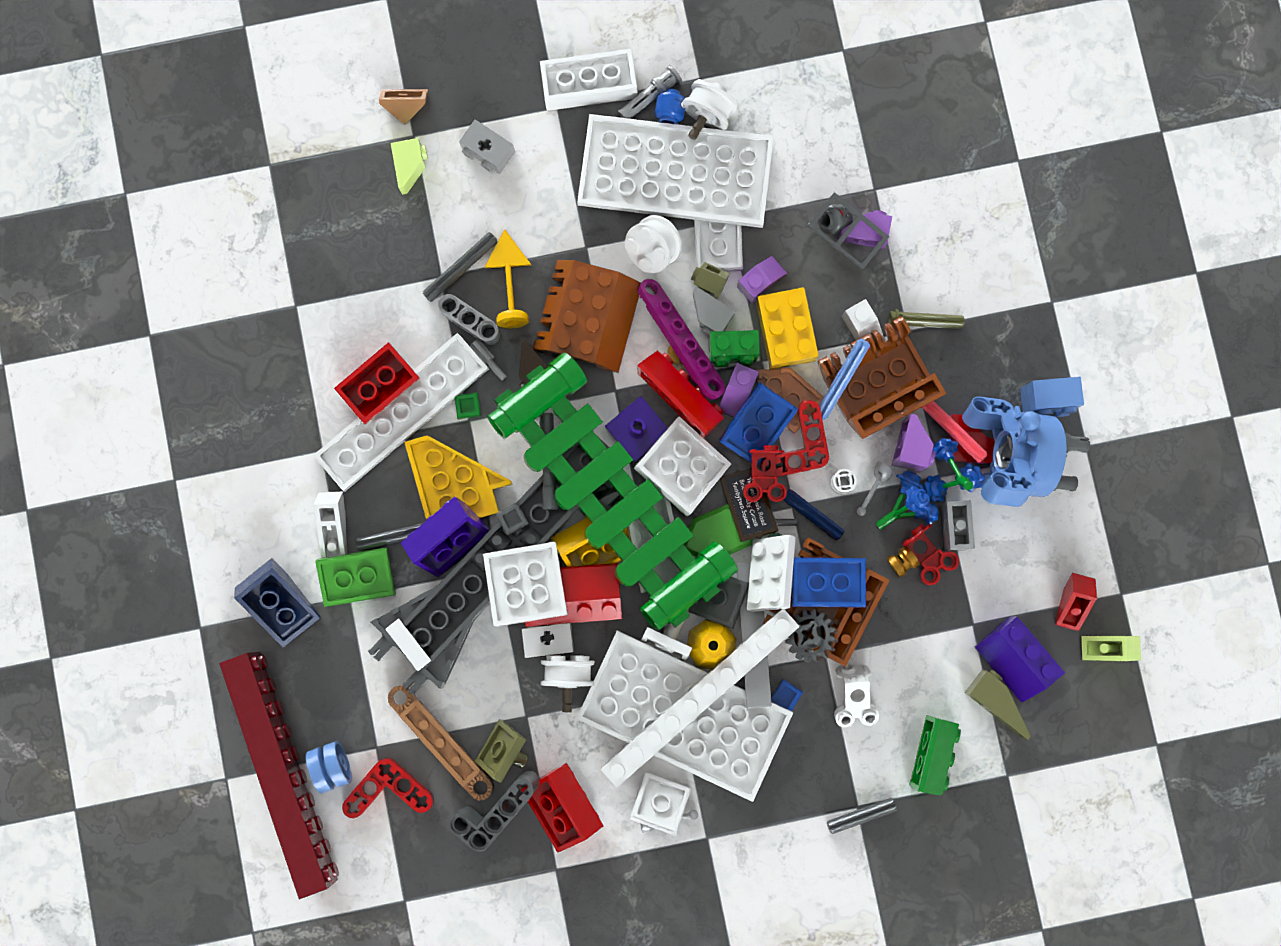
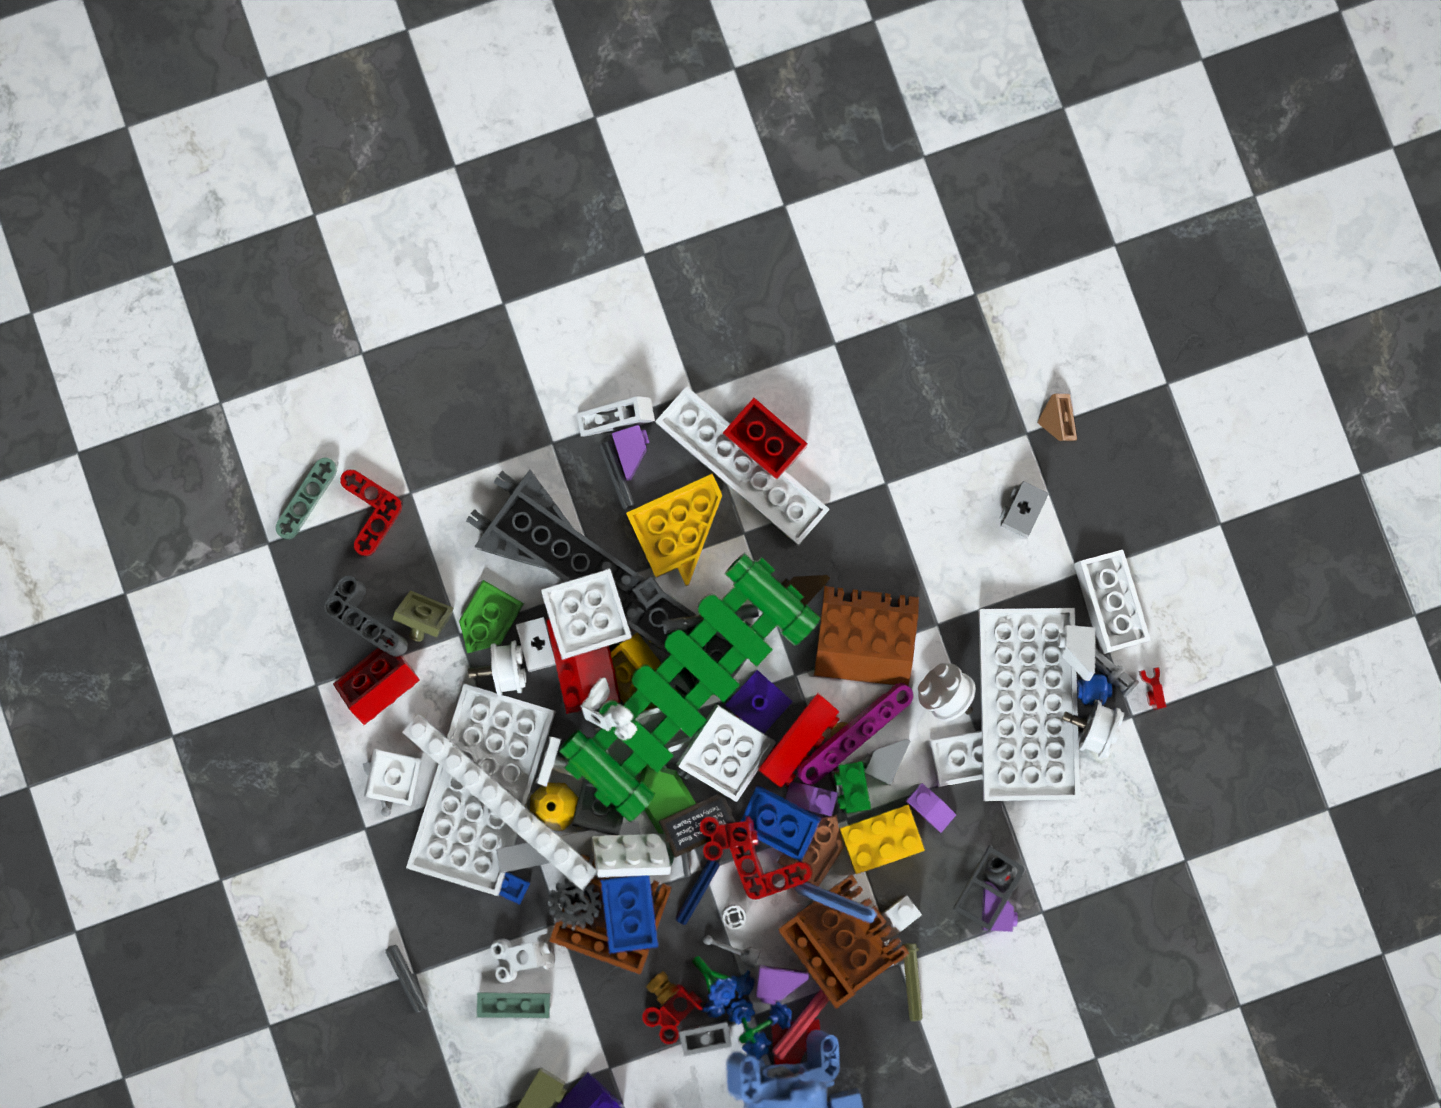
camera: 80 degrees right, 0 degrees up
(276, 602) = (537, 374): dark blue slope -> none
(279, 773) = (374, 405): dark red brick -> none
(328, 767) = (385, 451): medium blue wheel -> none
(355, 577) = (572, 446): bright green tile -> none
(361, 859) = (310, 500): none -> sand green beam
(366, 519) = (630, 448): none -> medium lavender slope
(408, 644) = (512, 509): white sticker -> none
(409, 162) = (996, 433): yellowish green slope -> none
(440, 743) = (423, 554): medium nougat plate -> none
(445, 537) = (622, 528): dark purple slope -> none
(460, 266) = (897, 501): dark grey axle -> none
(463, 310) = (845, 507): light grey beam -> none
(467, 406) = (758, 530): green tile -> none
(486, 356) = (808, 542): light grey axle -> none
(507, 255) = (917, 547): yellow piece -> none
(513, 685) = (488, 617): none -> bright green tile
(631, 111) = (1079, 649): none -> white slope
(634, 564) = (615, 716): none -> white piece
(680, 51) = (1155, 694): none -> red plate
(710, 279) = (921, 755): olive brick -> none
(901, 711) = (513, 1005): none -> sand green plate
(934, 755) = (474, 1043): green slope -> none

